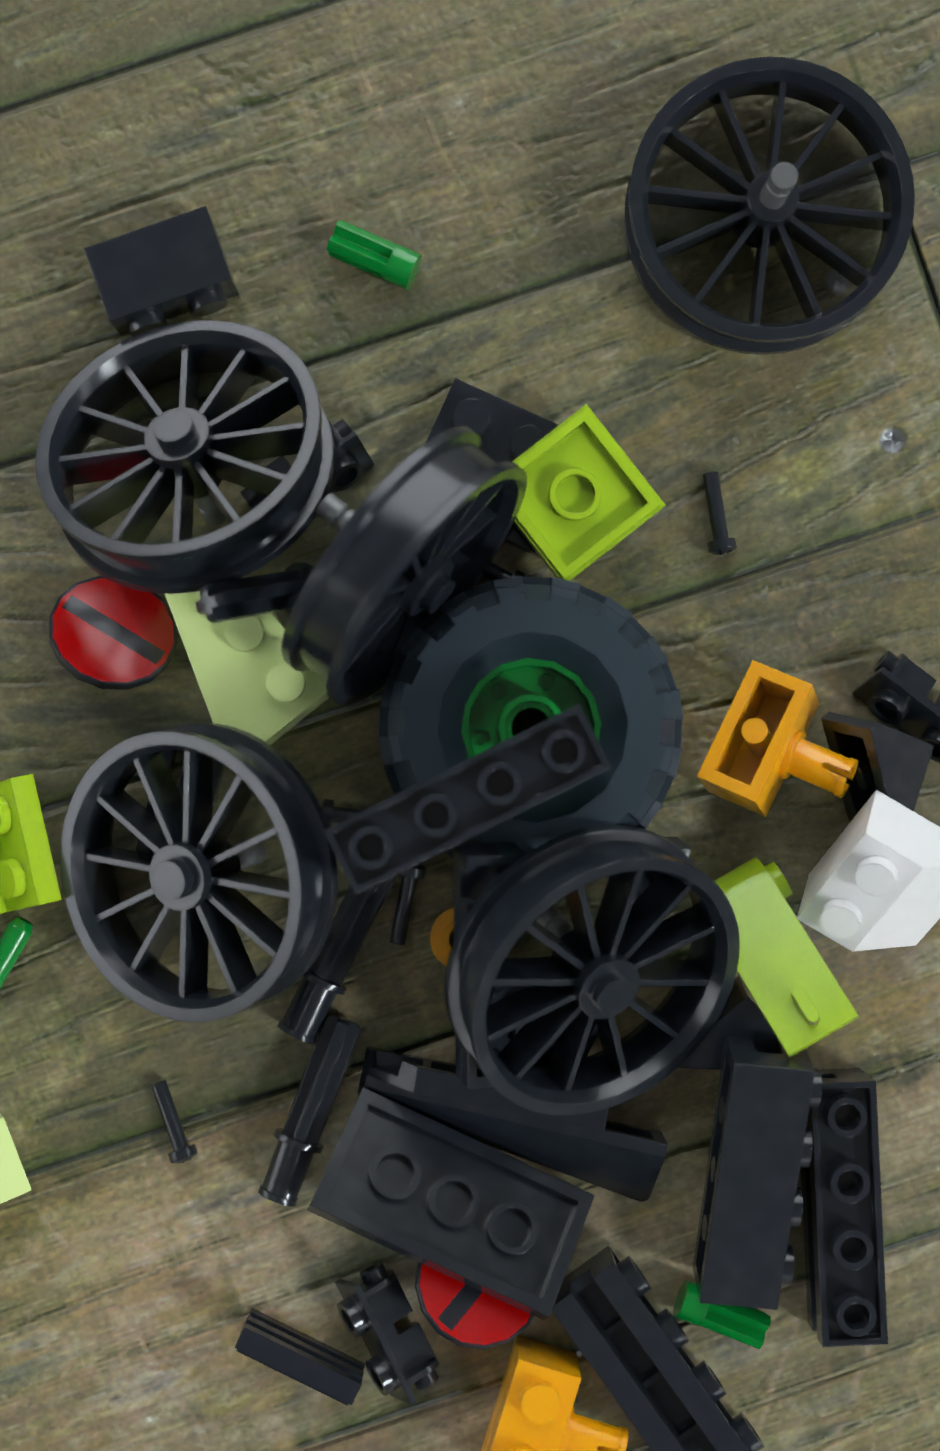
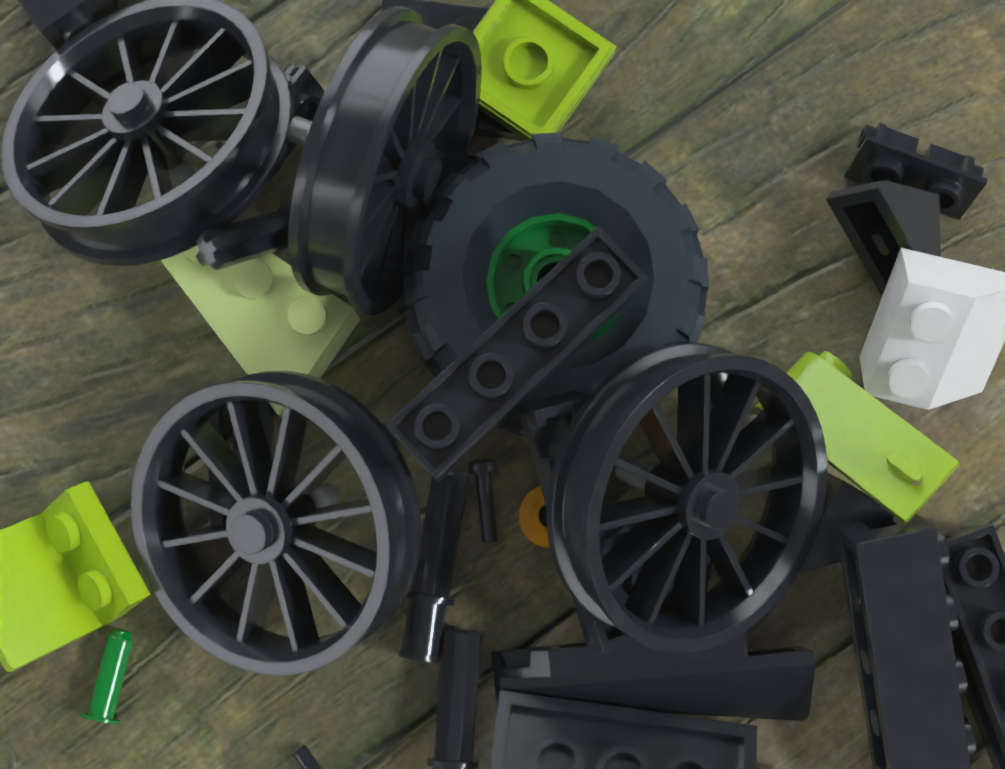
camera: 15 degrees left, 5 degrees down
(112, 634) = (127, 325): red piece -> none
(721, 542) = (678, 73): black piece -> none
(767, 742) = (781, 238): light orange brick -> none

